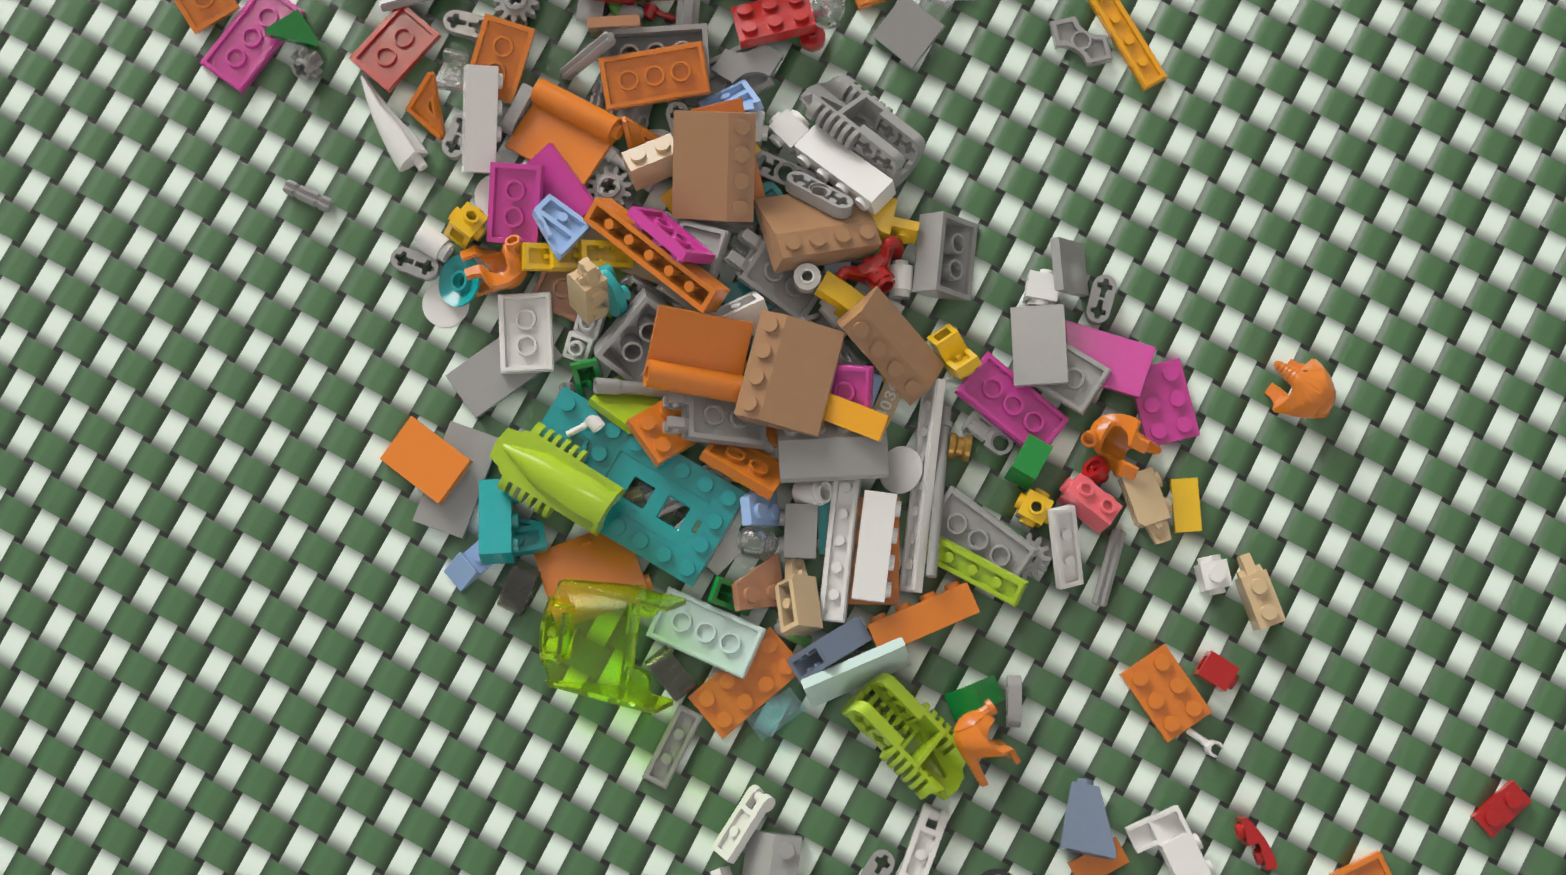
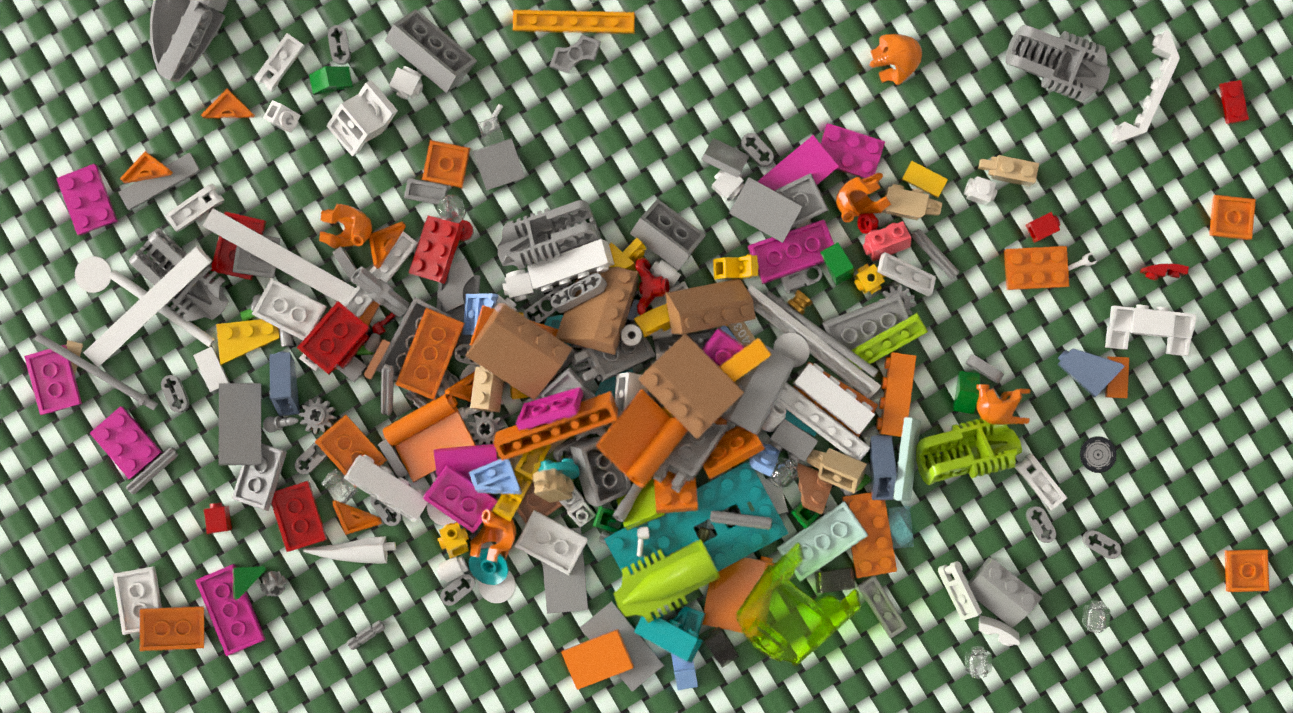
camera: 65 degrees left, 5 degrees up
(674, 522) = (740, 519): none -> light grey axle
(1417, 577) = (1064, 62): none -> light grey connector
(1509, 691) = (1164, 47): none -> white slope

